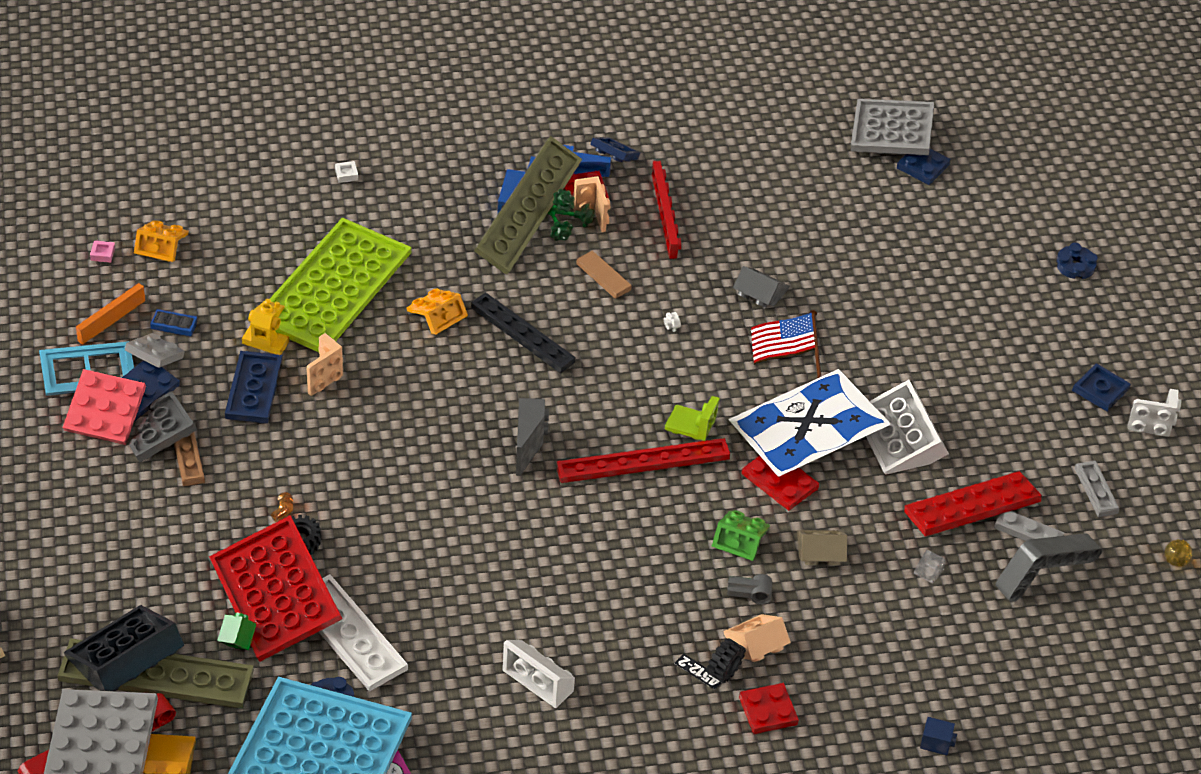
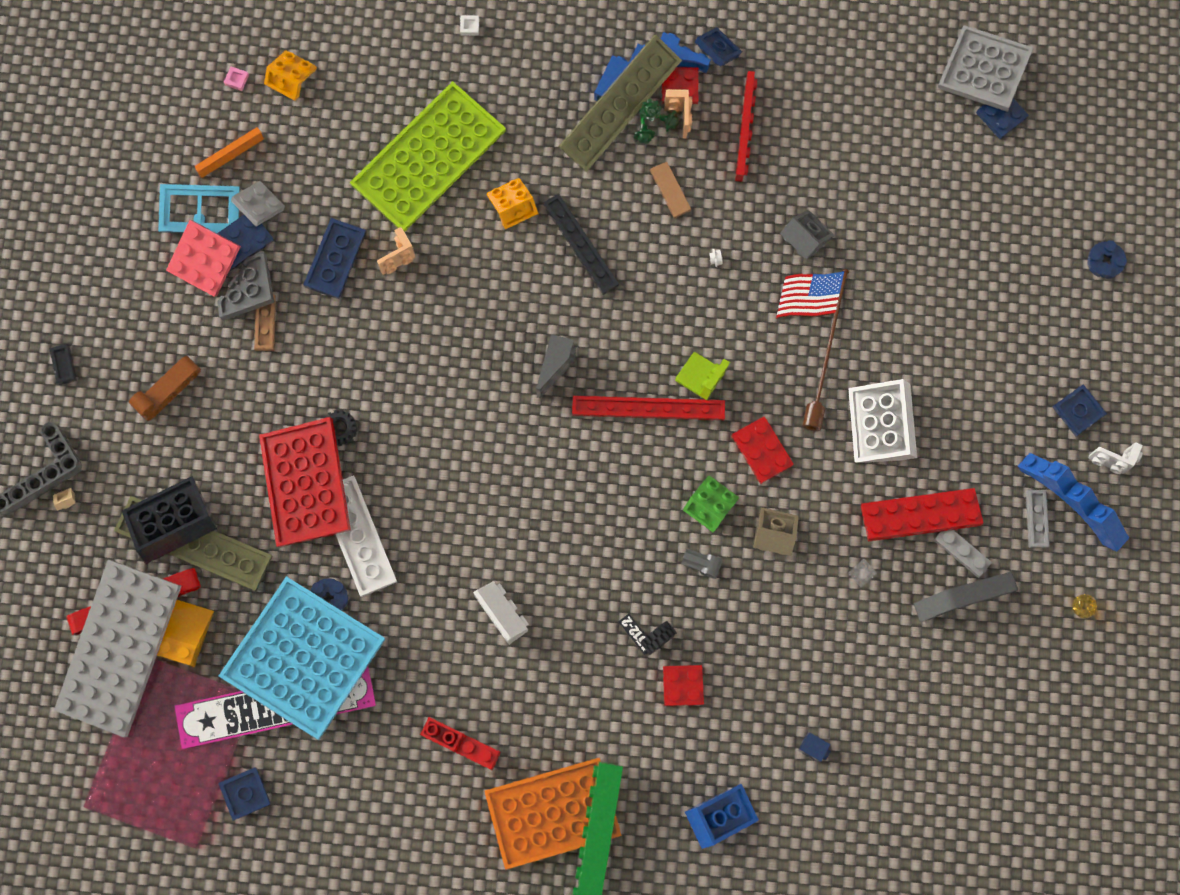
camera: 15 degrees right, 30 degrees up
(76, 545) = (165, 389): none -> dark orange beam
(174, 322) = (282, 171): tile -> none
(237, 631) = (263, 521): green brick -> none
(263, 328) = (354, 199): yellow tile -> none
(285, 508) = (334, 392): clear orange arm -> none
(760, 636) = (693, 614): light nougat slope -> none
(809, 422) = (803, 401): sticker -> none
(1135, 448) = (1079, 497): none -> blue arch

